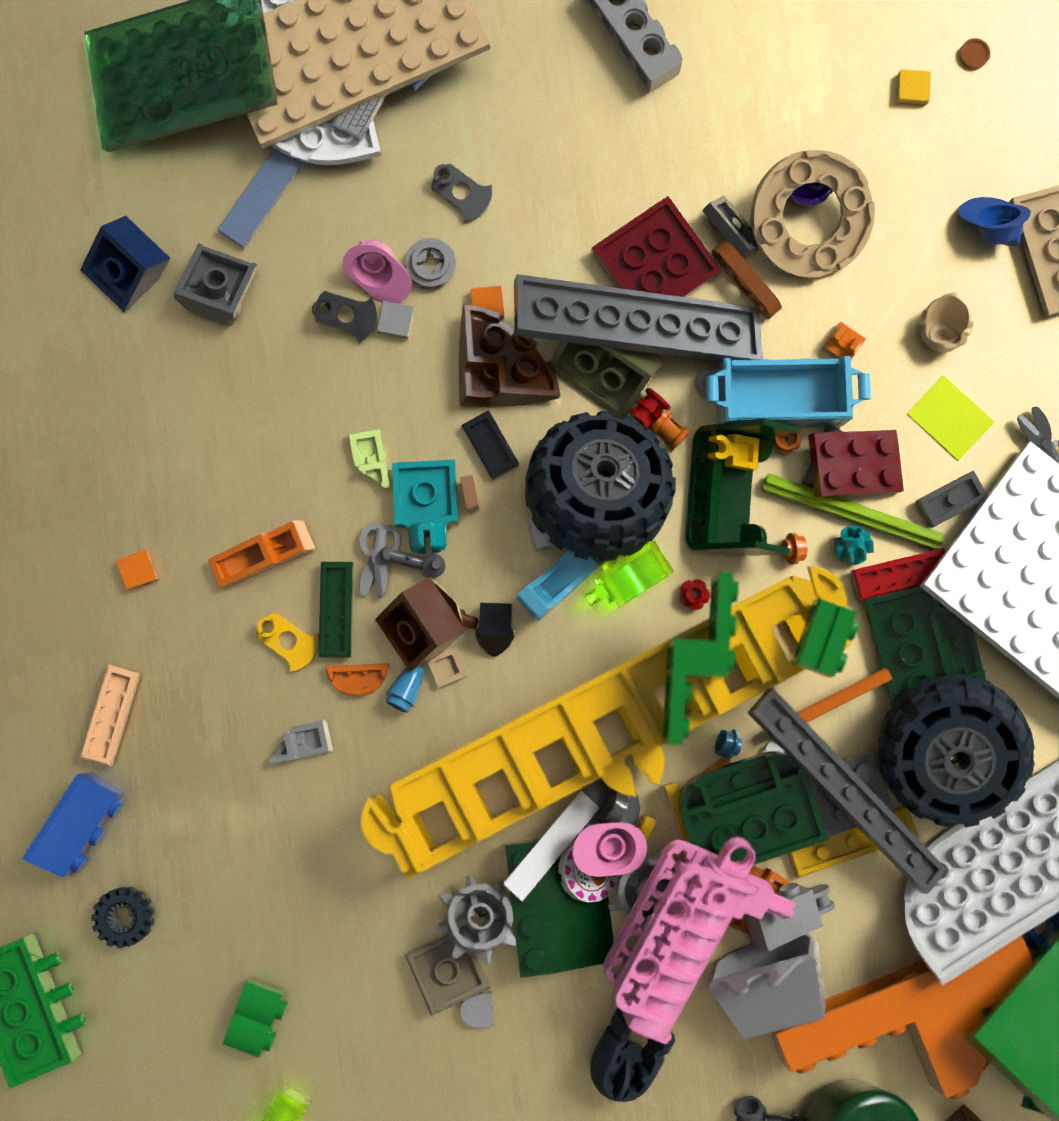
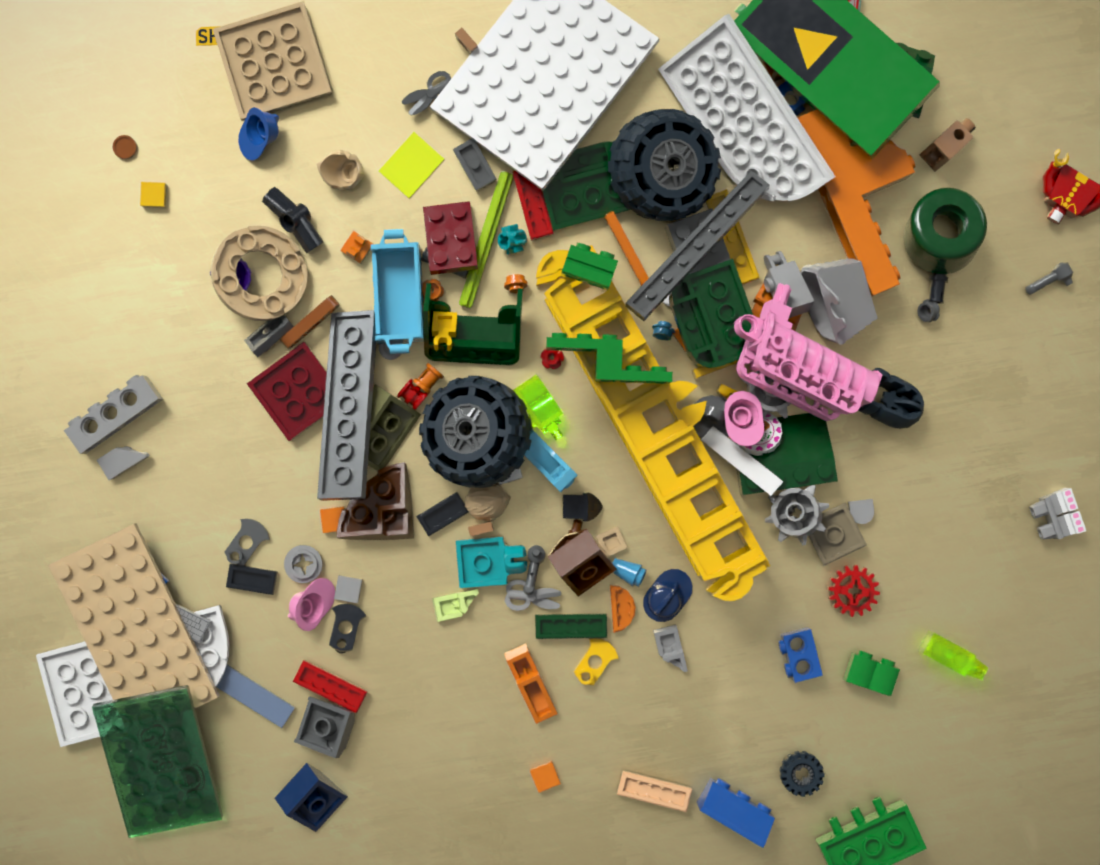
camera: 85 degrees left, 5 degrees up
(269, 292) = (330, 686): none -> red plate
(287, 927) = (806, 652): none -> blue brick
(354, 994) = (853, 601): none -> red gear
(372, 741) = (667, 595): none -> dark blue piece
(413, 197) = (251, 579): none -> black tile
(504, 503) = (487, 502): none -> tan hair
(572, 36) = (120, 460): none -> light grey slope
(882, 262) = (293, 218): none -> black piece

